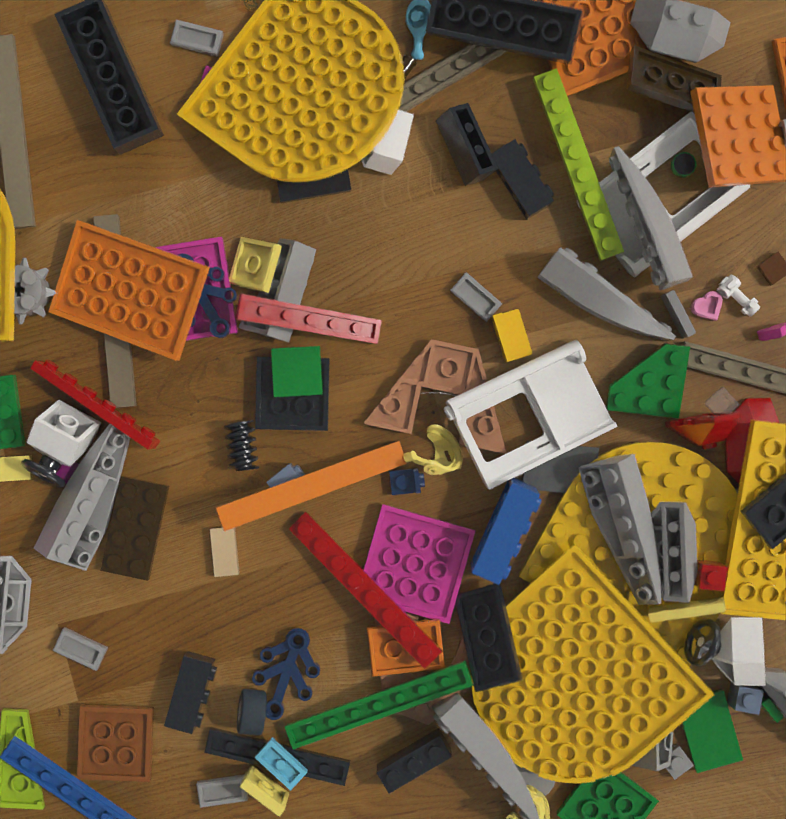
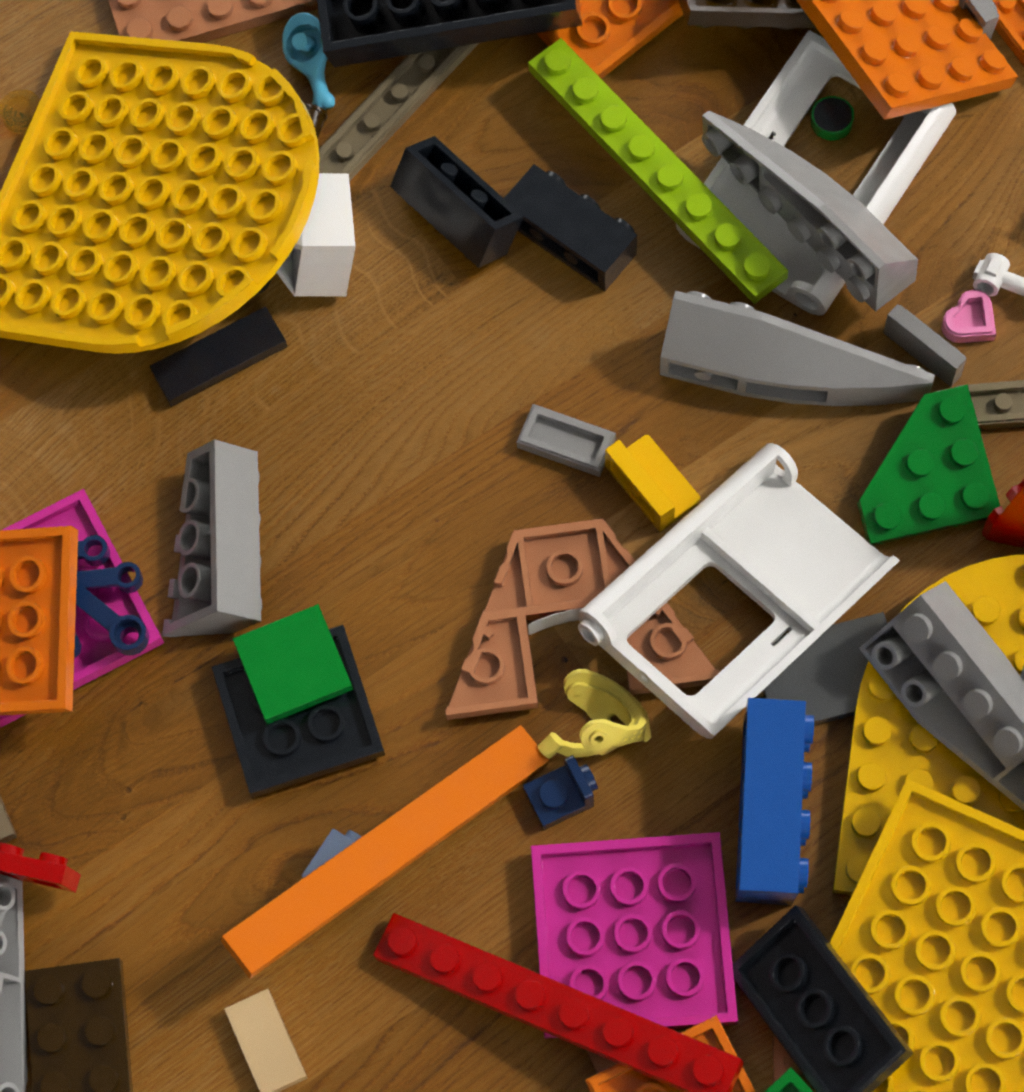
camera: 15 degrees left, 20 degrees down
(241, 446) = (231, 832): black piece -> none
(255, 264) = (157, 512): light yellow tile -> none
(307, 319) = (281, 560): plate -> none

